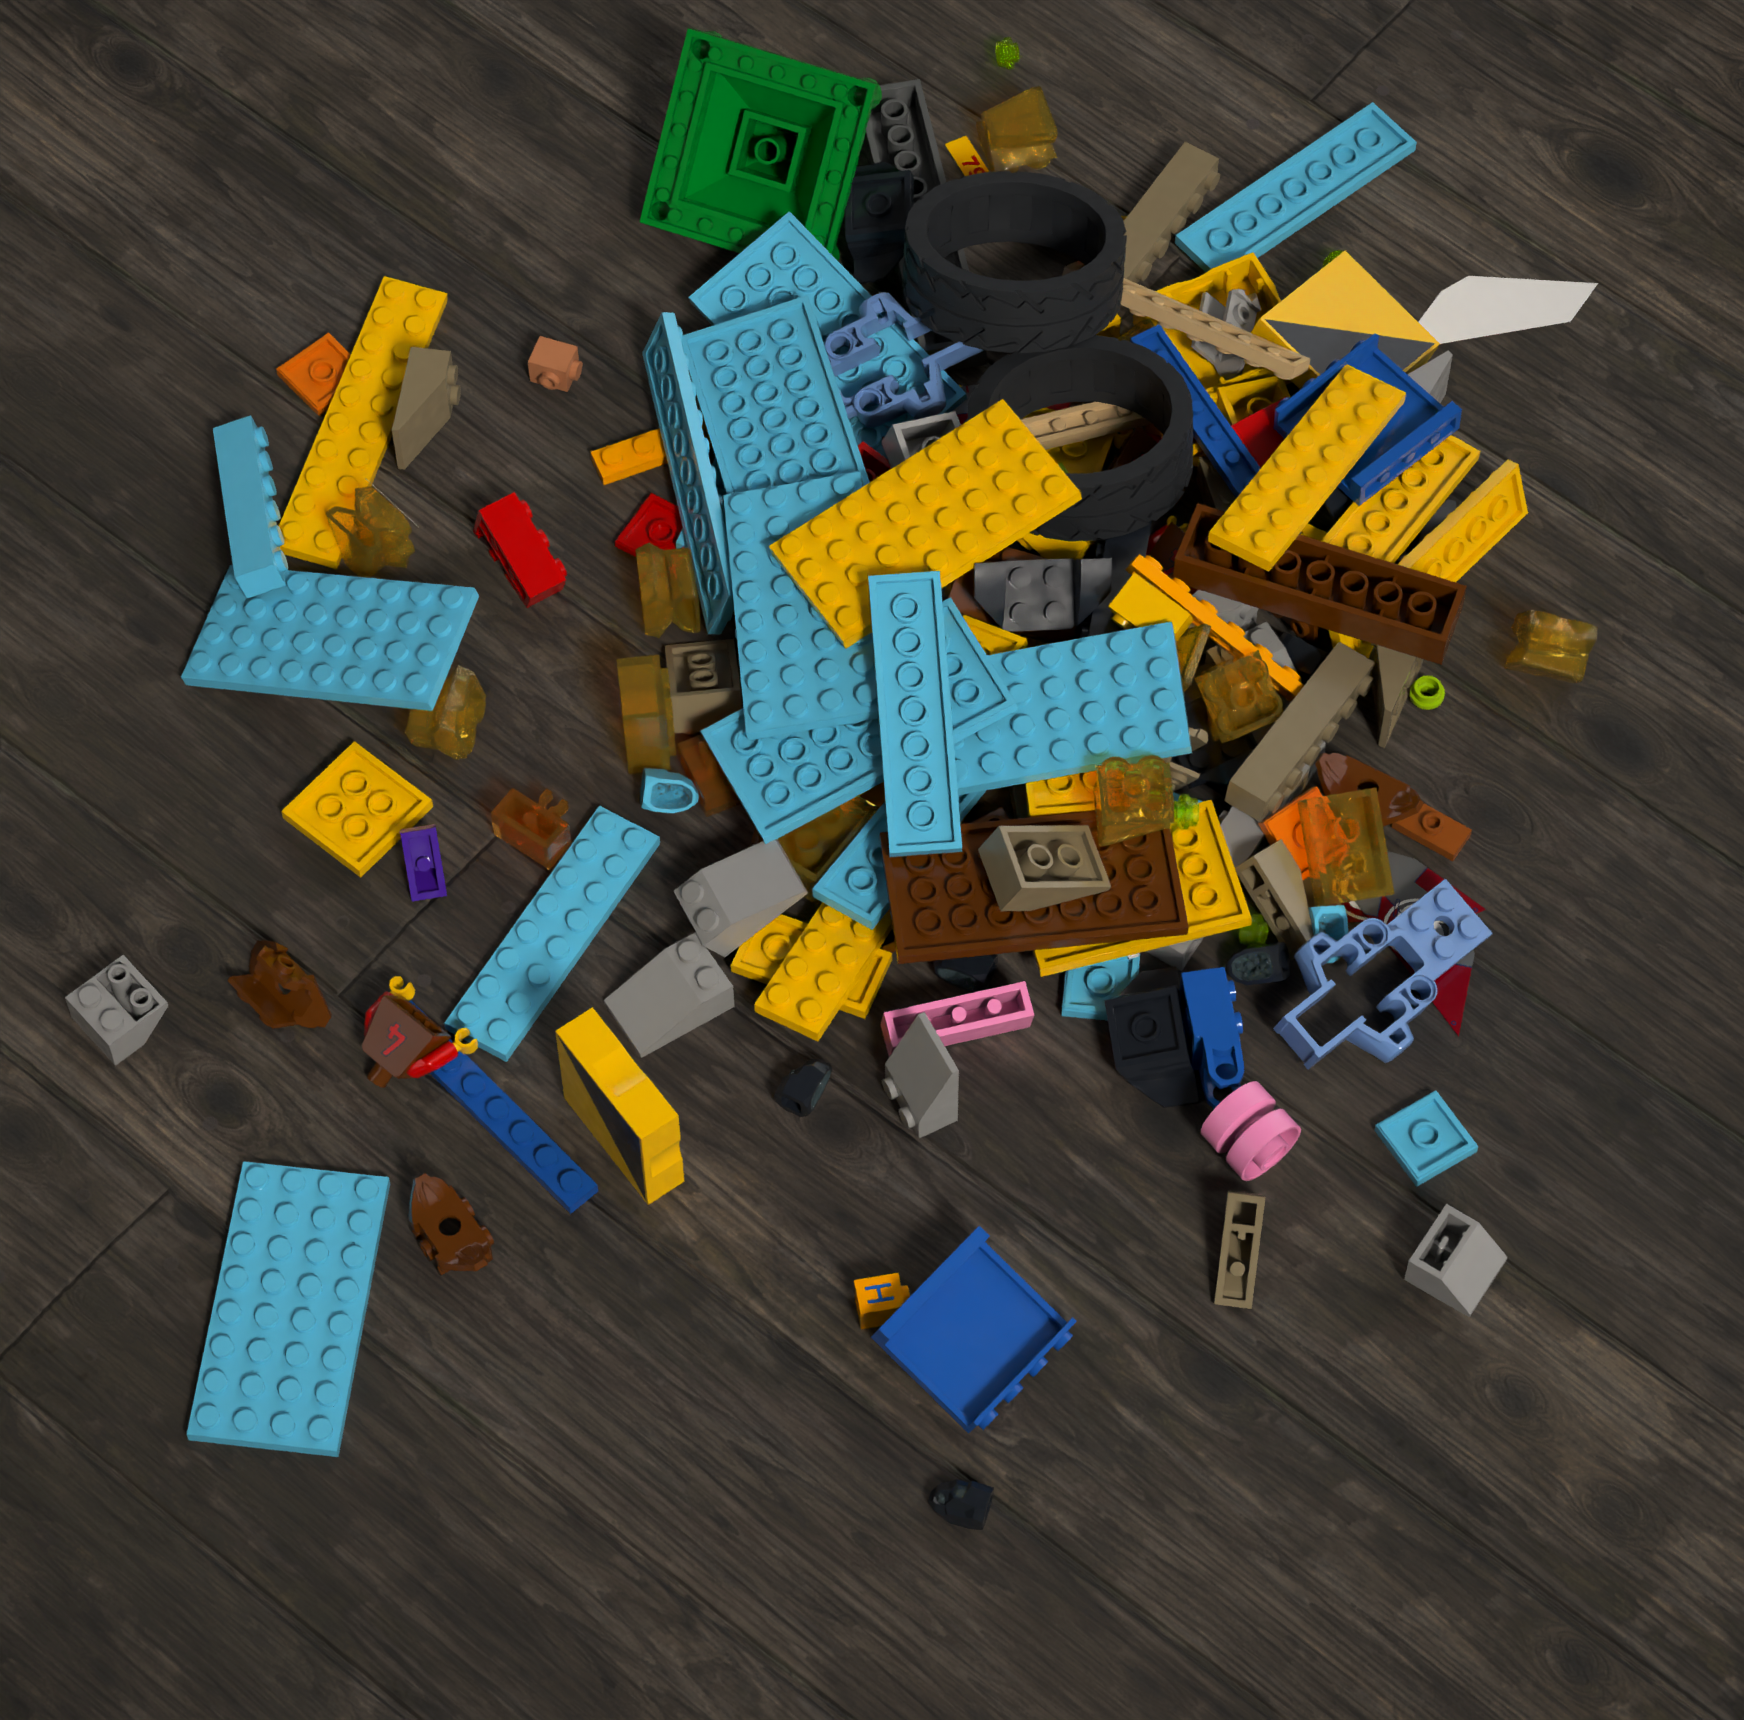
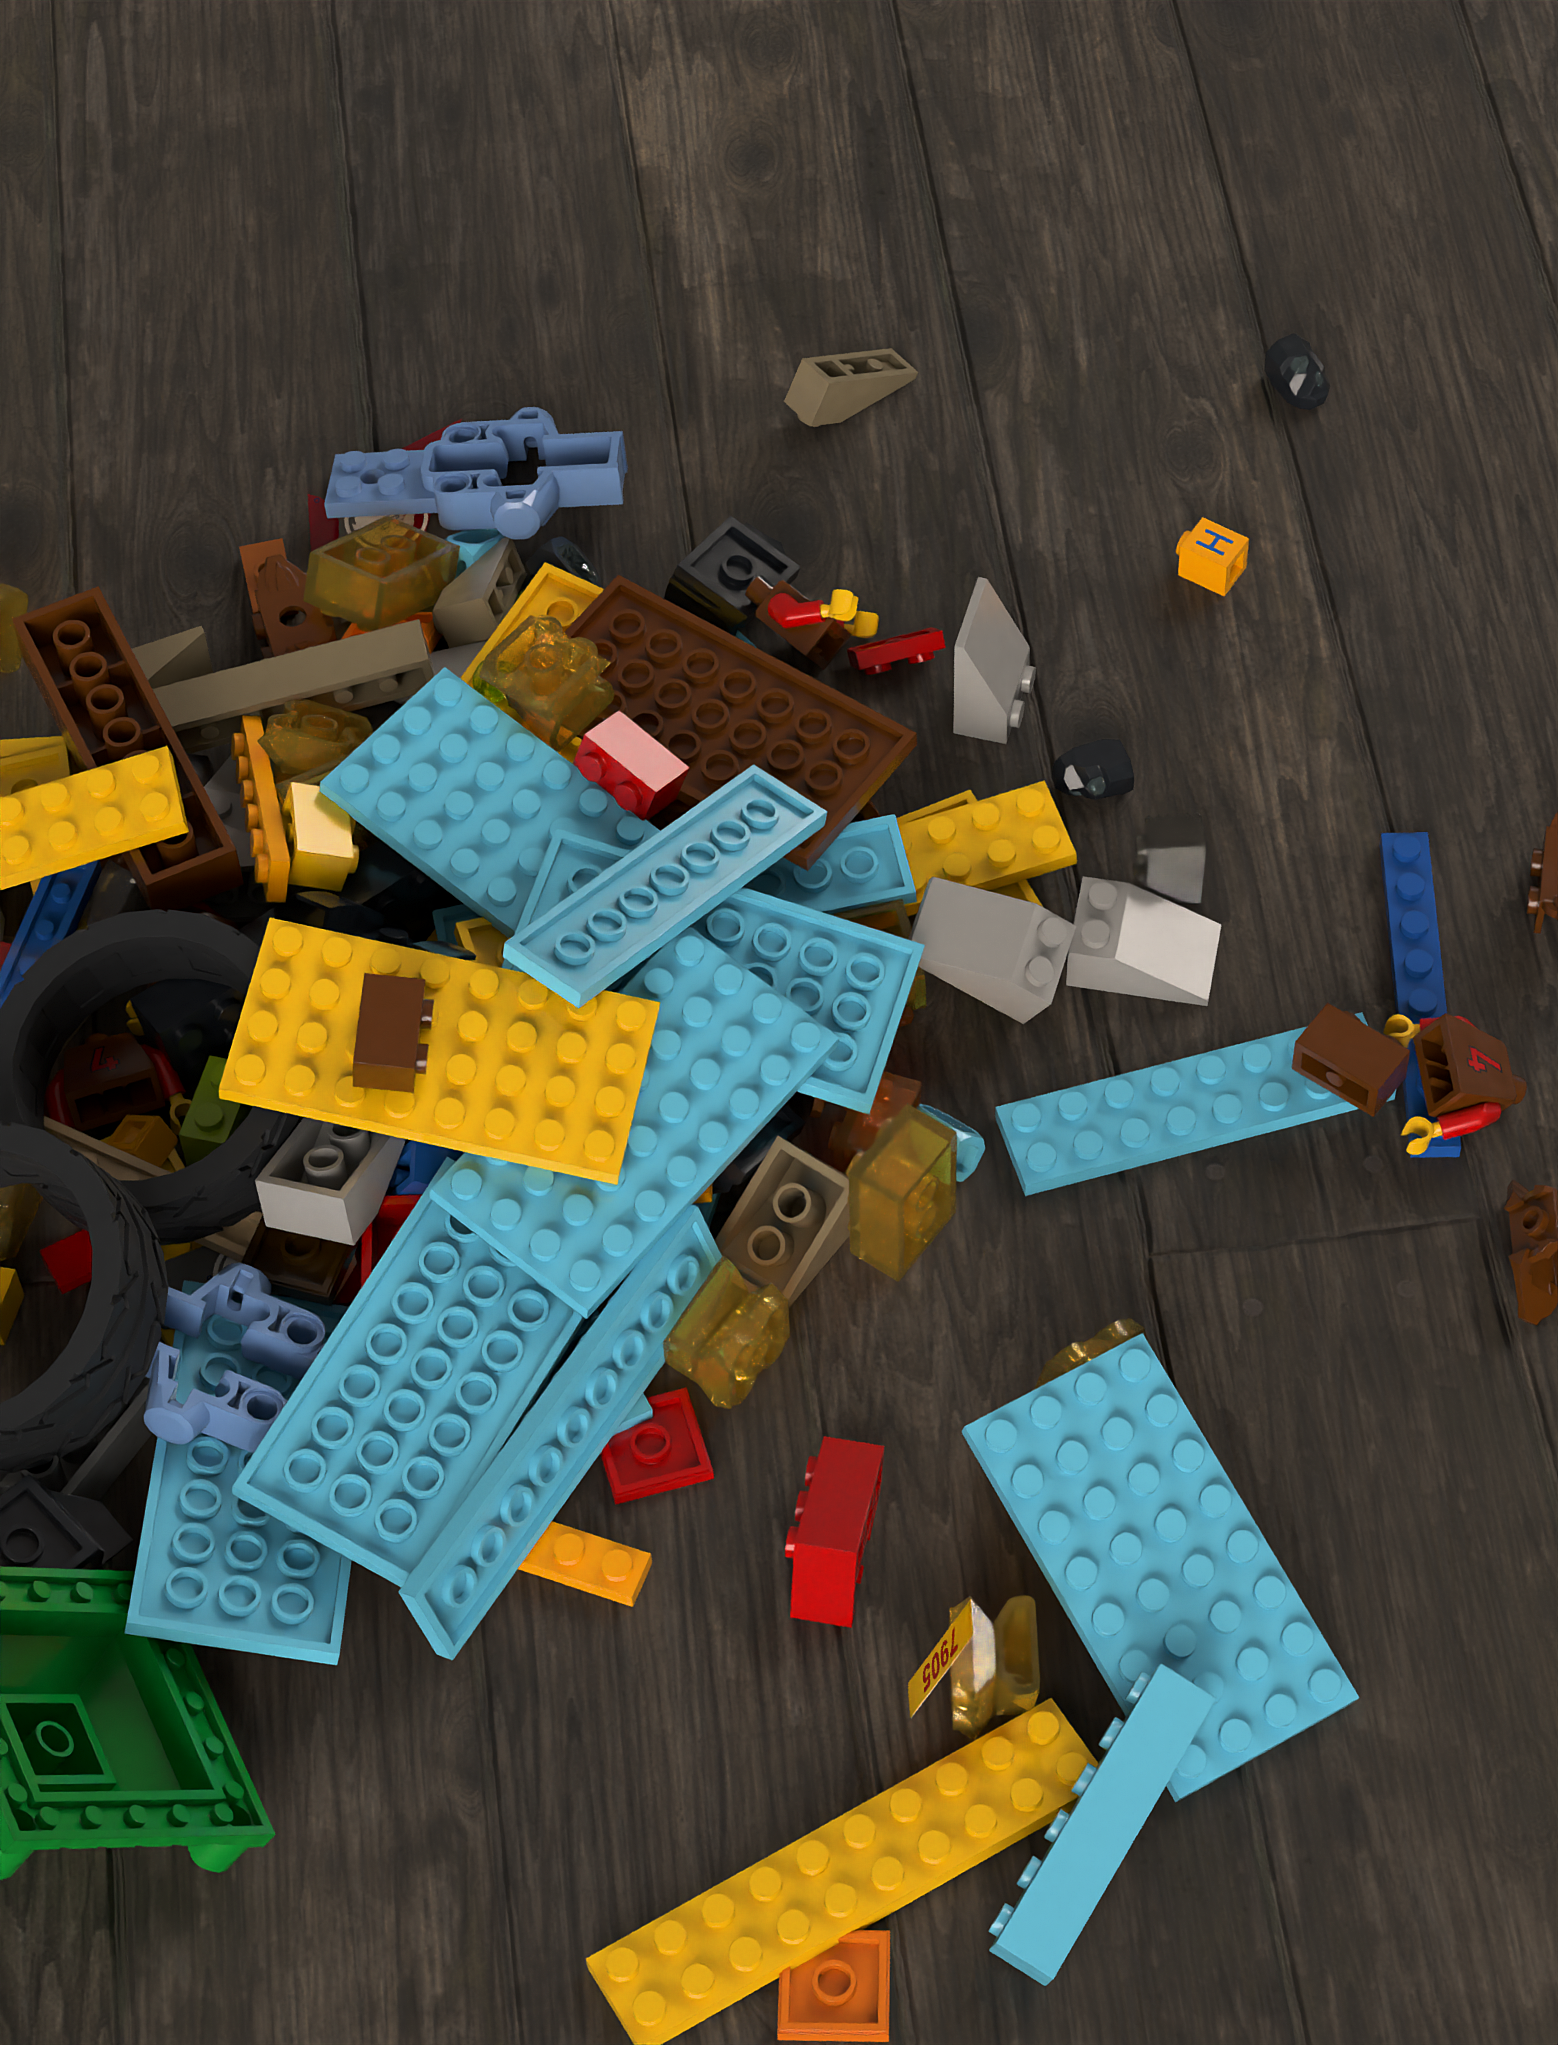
camera: 135 degrees left, 5 degrees down
(357, 809) = (1289, 1381): yellow plate -> none
(423, 862) = (1270, 1263): dark purple slope -> none
(424, 401) = (772, 1793): dark tan slope -> none
(475, 995) = (1350, 1059): none -> reddish brown brick
(532, 827) = (1122, 1196): clear orange brick -> none
(554, 364) = (562, 1741): nougat brick -> none
(620, 1106) = (1317, 813): yellow tile -> none
(694, 1044) = (1171, 858): none -> clear smoke brick
(941, 478) = (390, 1032): none -> reddish brown brick
(965, 1016) = (947, 727): bright pink brick -> none
(973, 1333) = (1158, 462): blue panel -> none
(1007, 1075) = (914, 646): none -> red plate
(1029, 790) = (630, 766): none -> brick
(1042, 865) = (700, 695): dark tan slope -> none
(1065, 1024) = (810, 623): none -> torso
(1084, 455) = (144, 1138): none -> light orange slope
(1212, 1029) = (680, 519): blue brick -> none
(1250, 1130) = (744, 435): bright pink wheel -> none
(1426, 1138) = (591, 362): medium azure tile -> none
(1455, 1261) = (692, 256): light grey slope -> none

